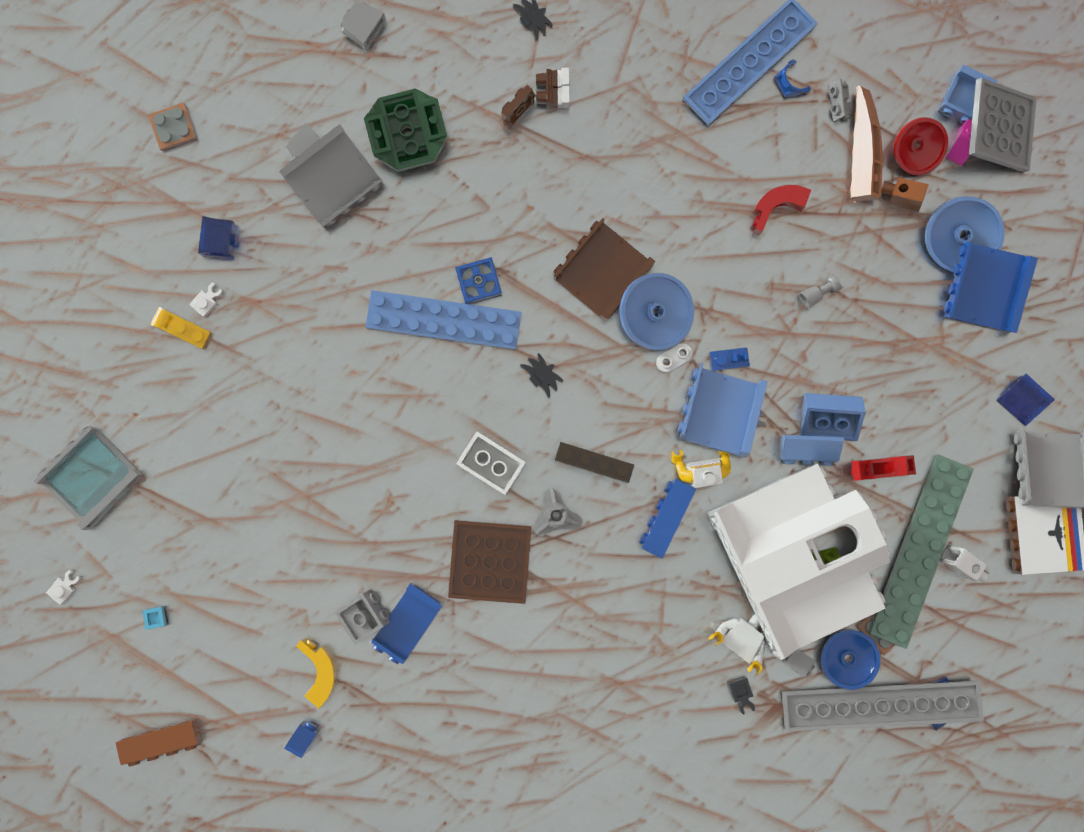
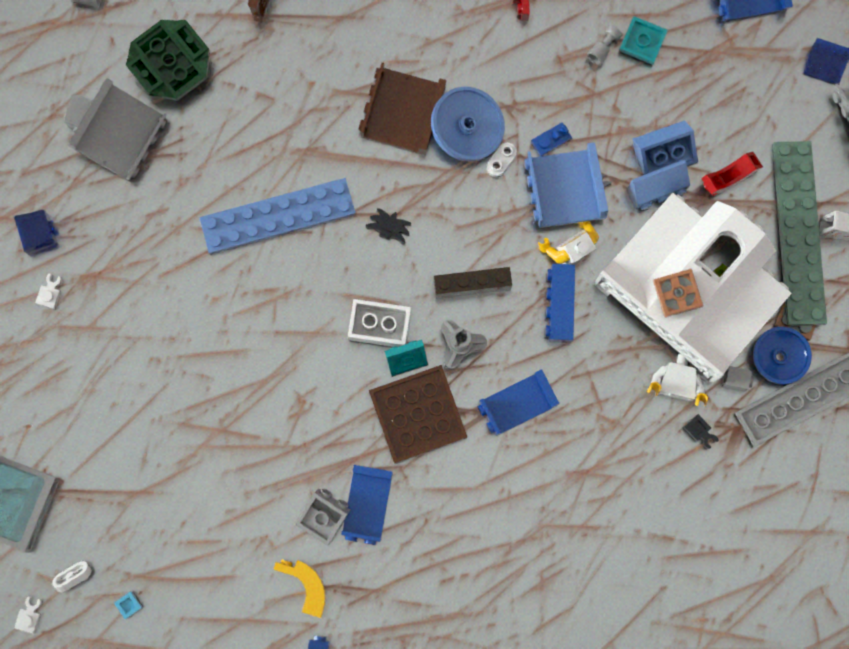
camera: 30 degrees left, 5 degrees down
(115, 569) = (71, 576): none -> white plate
(180, 328) = (36, 327): yellow plate -> none
(478, 280) = (294, 166): blue piece -> none
(501, 506) = (406, 357): none -> teal plate
(585, 592) = (518, 403): none -> blue panel
(777, 564) = (678, 293): none -> nougat piece
(859, 302) = (643, 40): none -> teal plate

